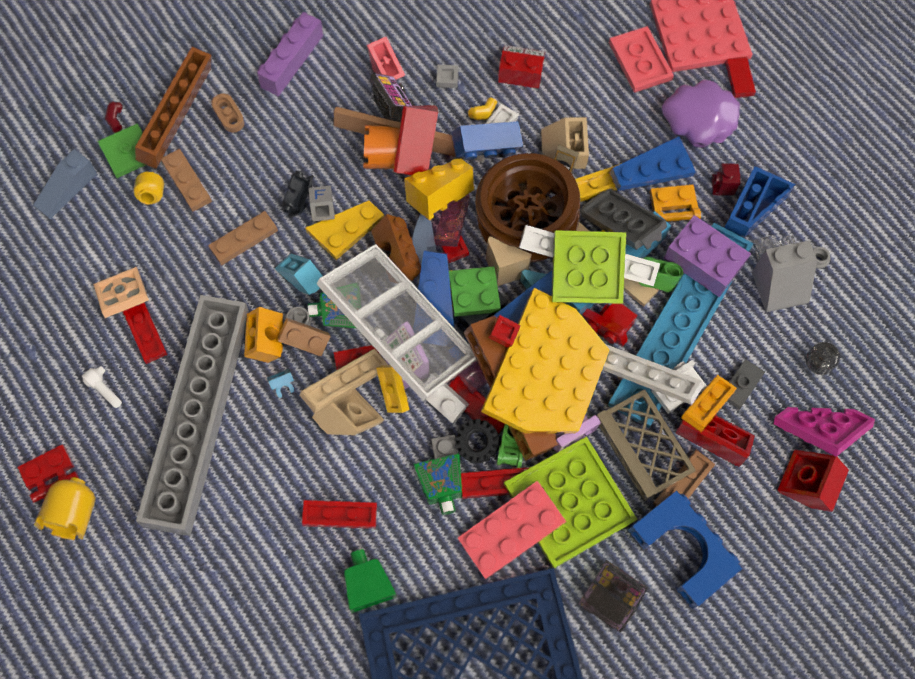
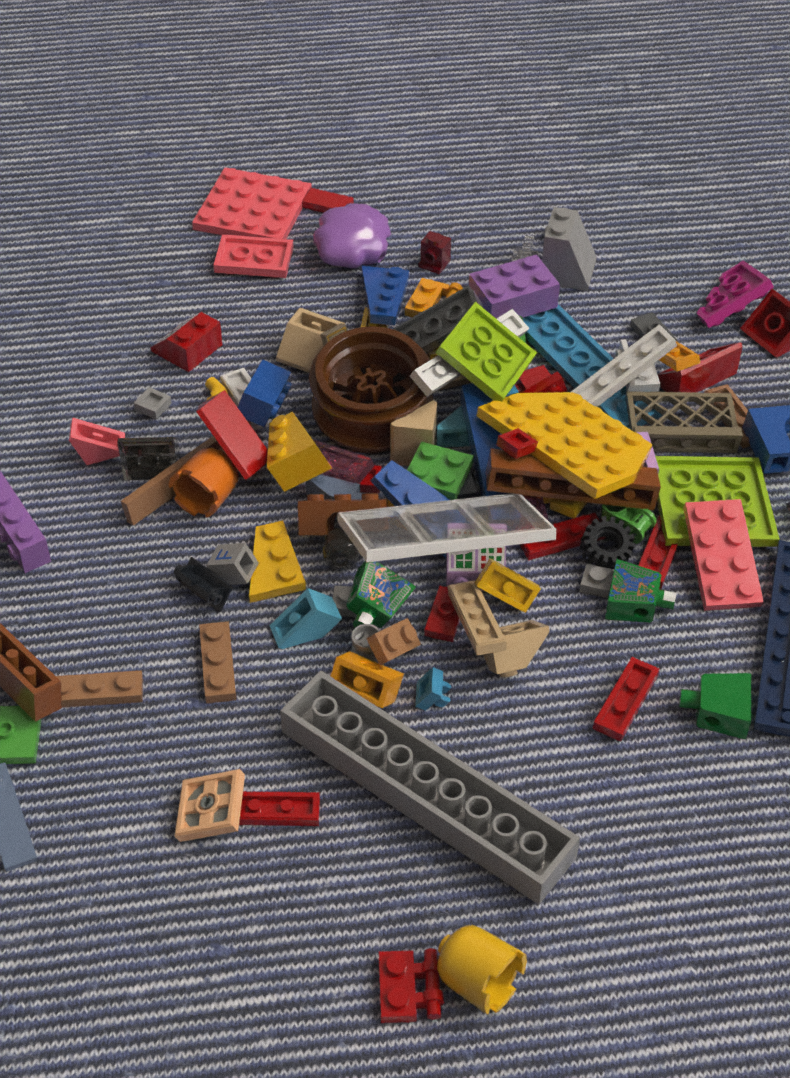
camera: 60 degrees left, 20 degrees down
(94, 378) = (309, 885): white piece -> none
(149, 187) = (83, 724): yellow head -> none
(228, 114) = (41, 610): medium nougat plate -> none
(448, 403) = (539, 555): white plate -> none
(757, 201) = (473, 239): blue wedge -> none
(822, 358) = (663, 266): clear smoke head -> none

